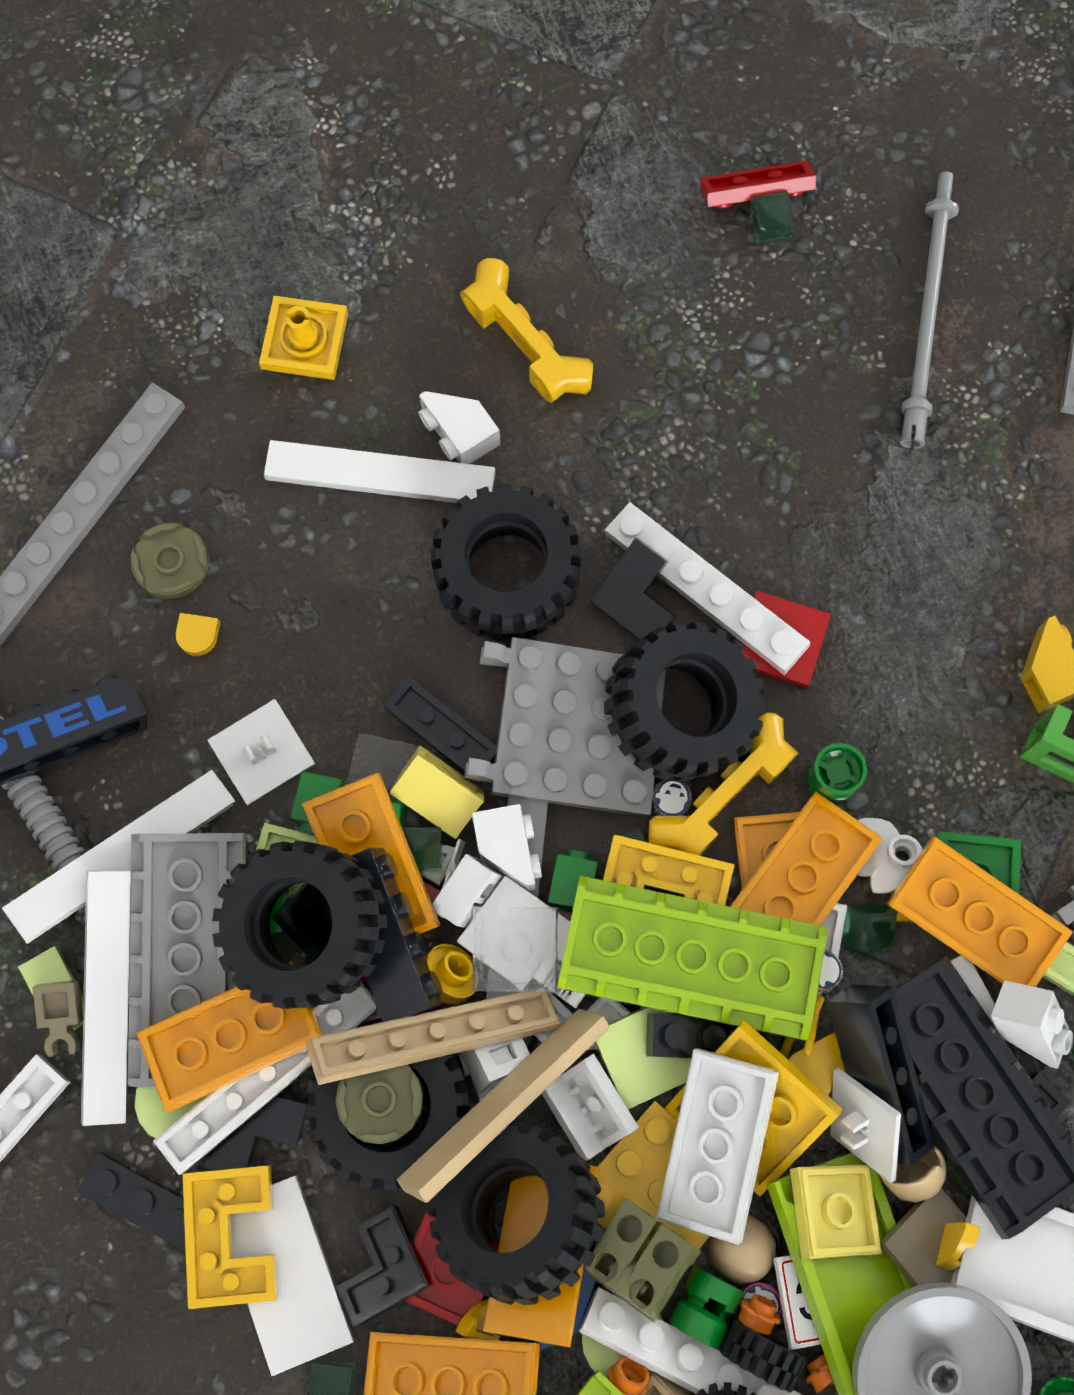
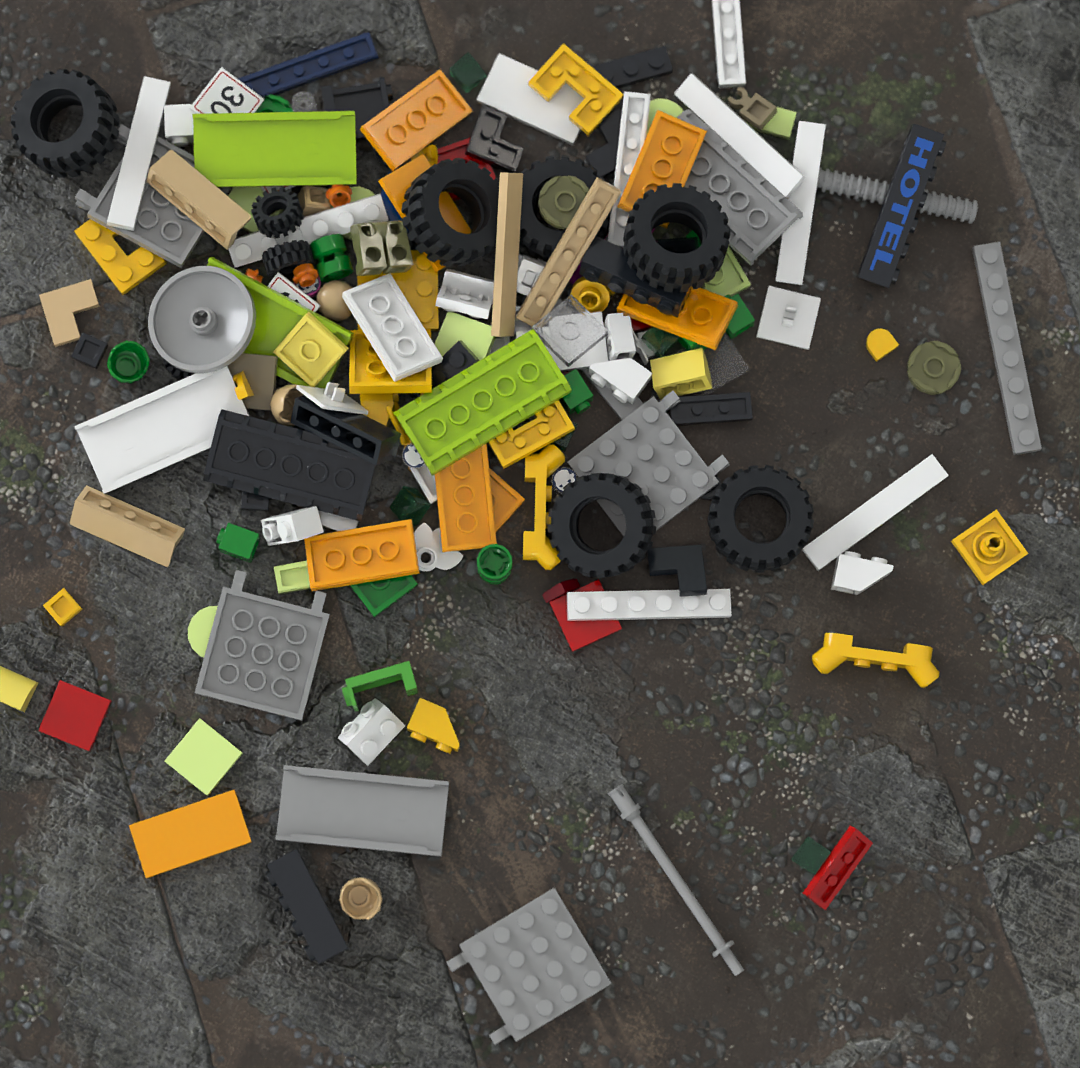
camera: 130 degrees right, 5 degrees up
(786, 682) = (561, 589): none -> dark red tile

